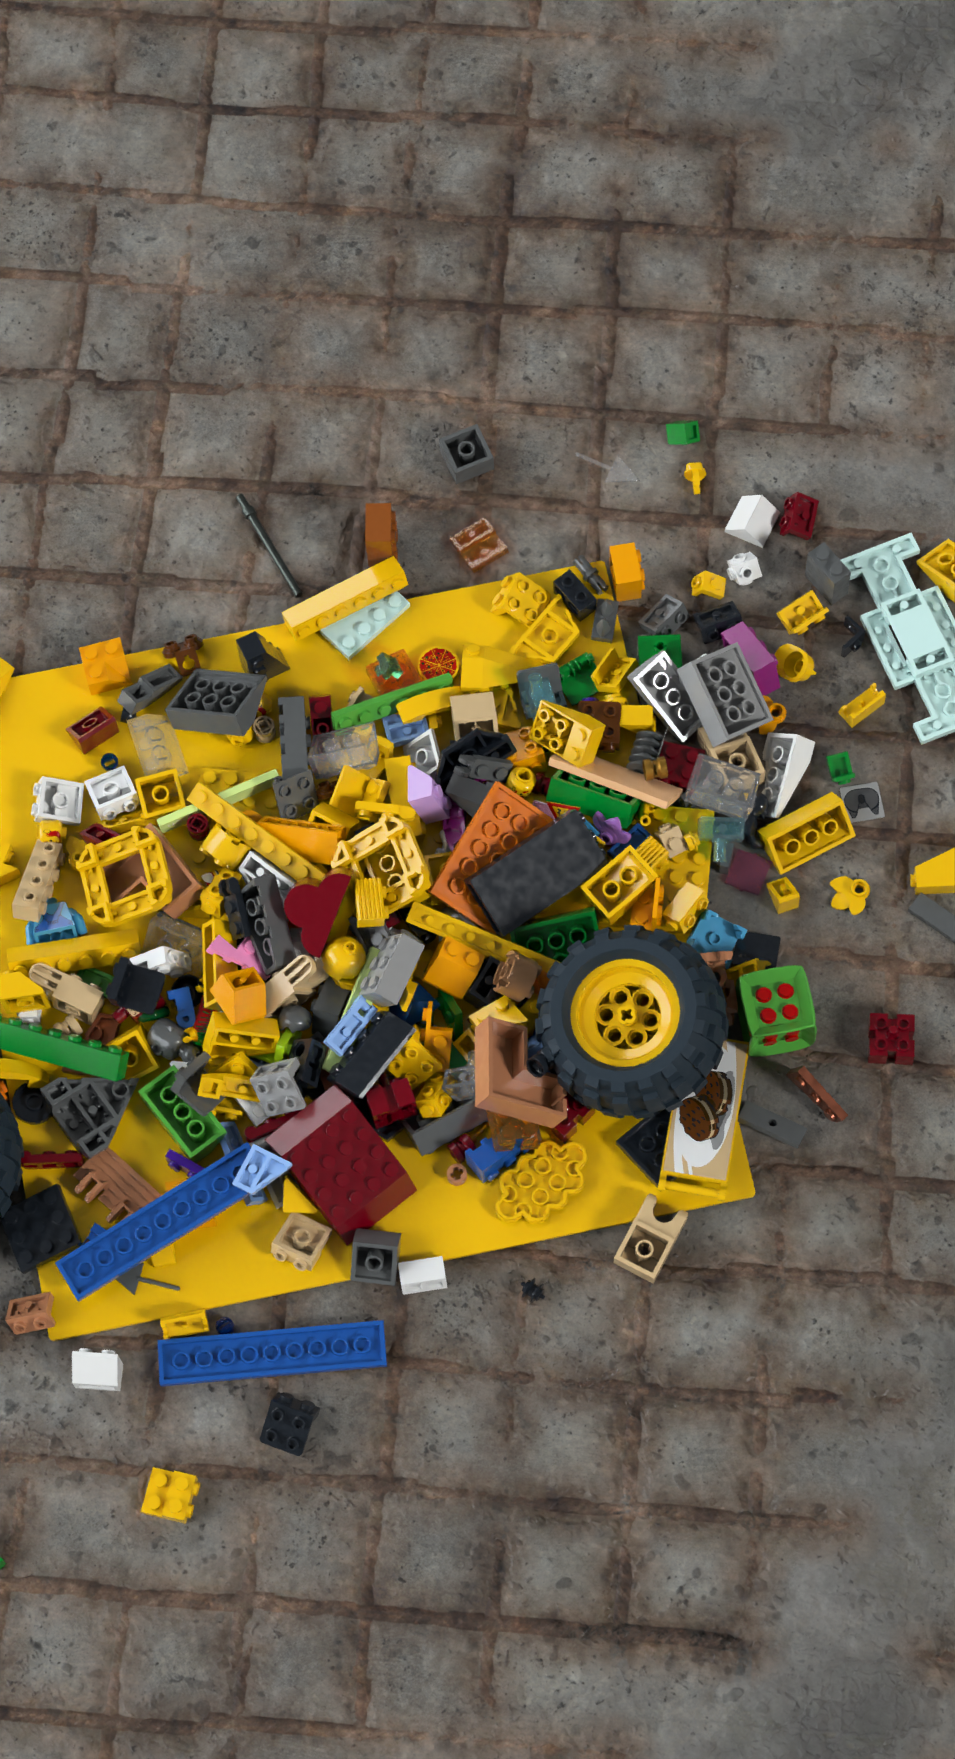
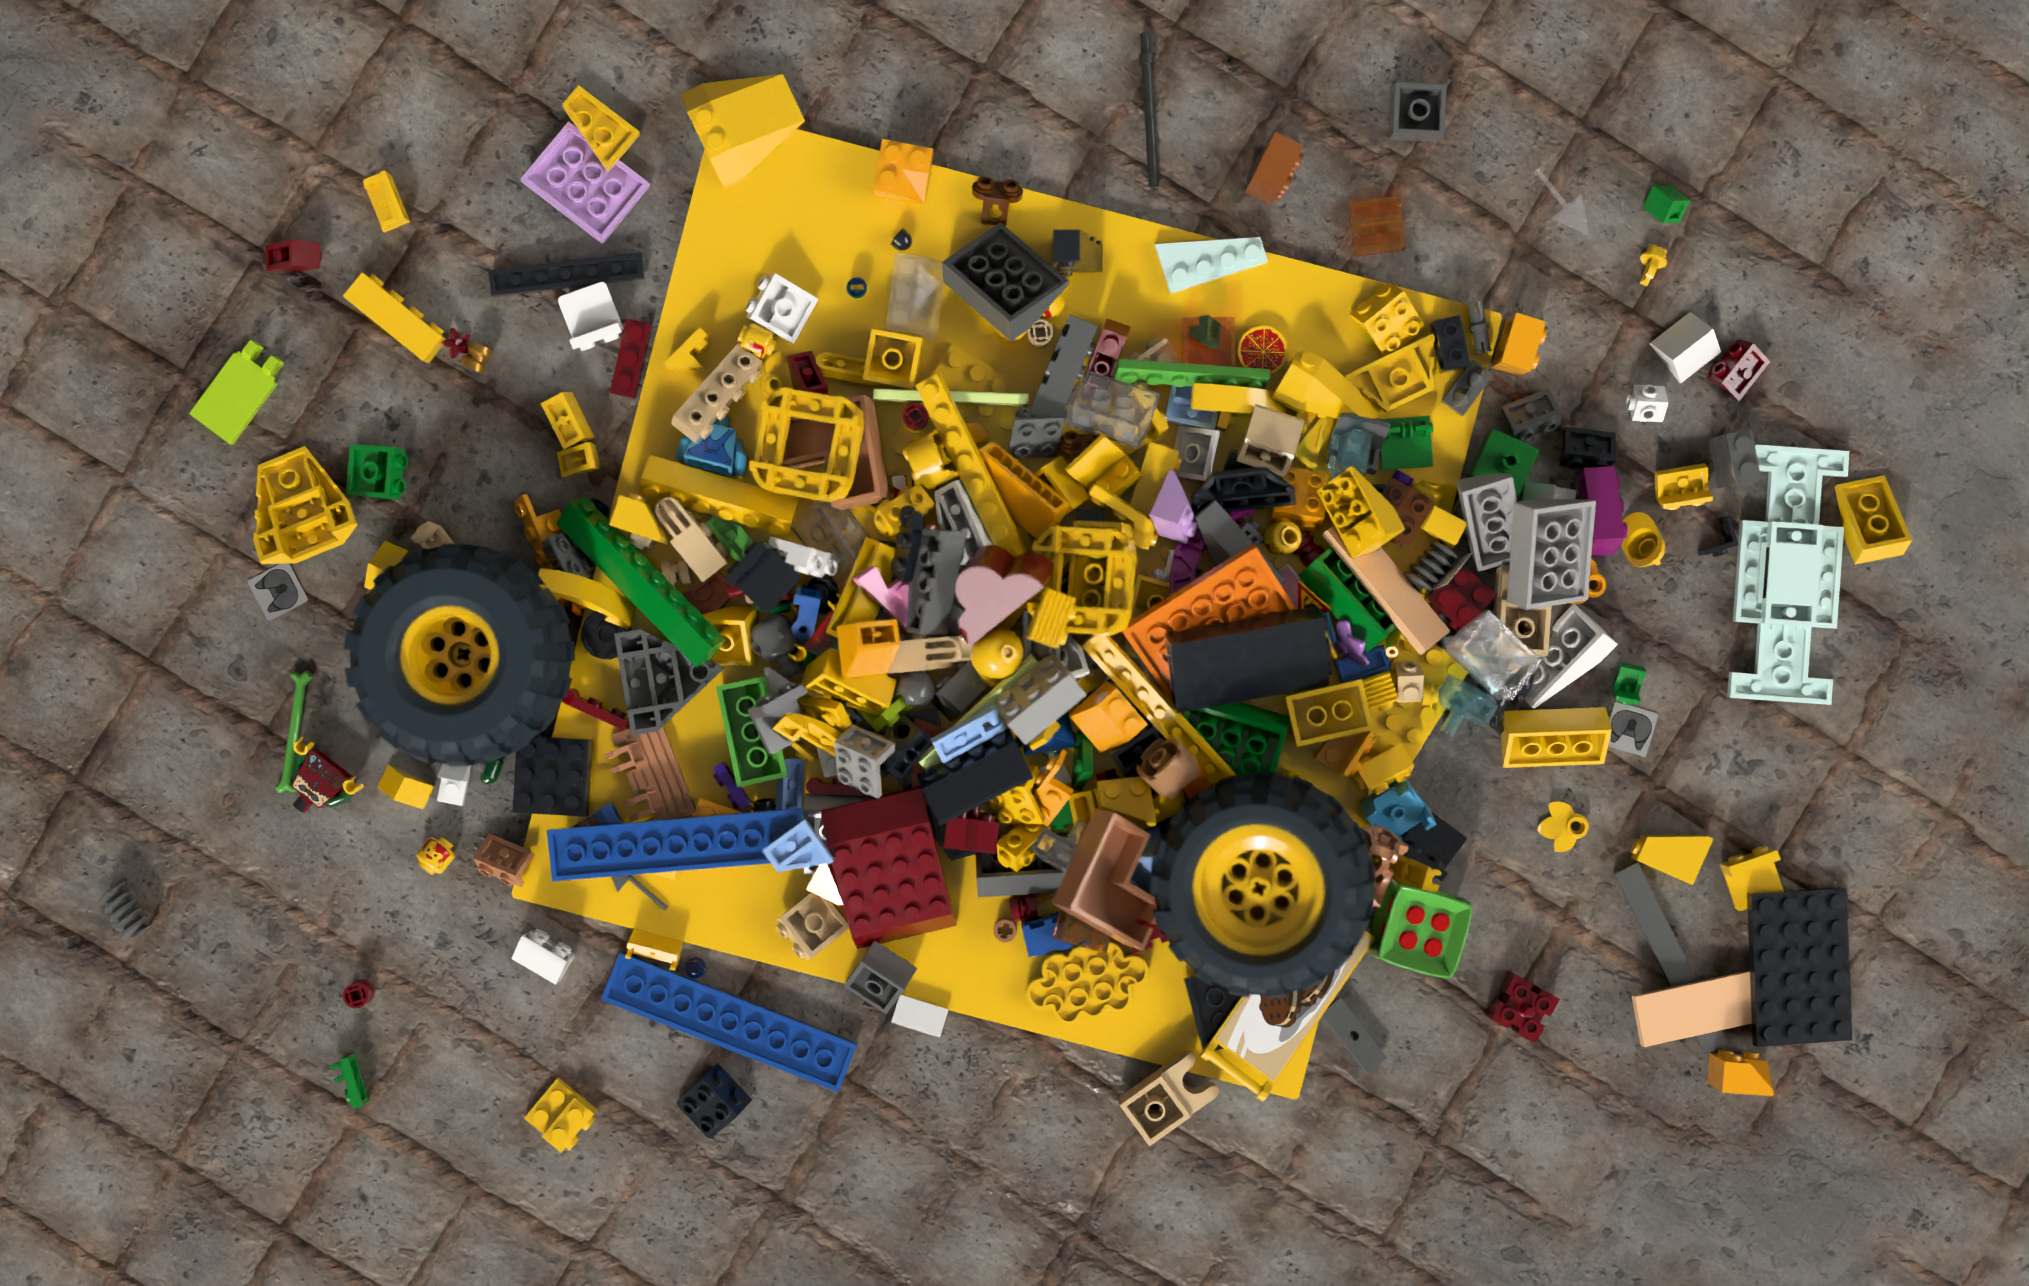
camera: 20 degrees right, 20 degrees up
(93, 729) = (856, 237): dark red slope -> none
(112, 793) = (843, 326): white plate -> none
(149, 689) = (938, 222): dark grey slope -> none
(345, 598) = (1200, 223): yellow brick -> none
(484, 767) = (1250, 508): dark grey hinge -> none
(532, 1290) = (1022, 1087): black wheel -> none
(538, 1064) = (1140, 888): black wheel -> none
(613, 671) = (1446, 458): yellow bracket -> none
(659, 767) = (1432, 598): pearl gold wheel -> none
(708, 584) = (1599, 400): yellow bracket -> none
(748, 872) = (1471, 748): clear pink piece -> none
(783, 895) = (1494, 792): yellow slope -> none
(816, 1092) = (1415, 1030): copper wing -> none
(862, 705) = (1689, 622): yellow hinge -> none

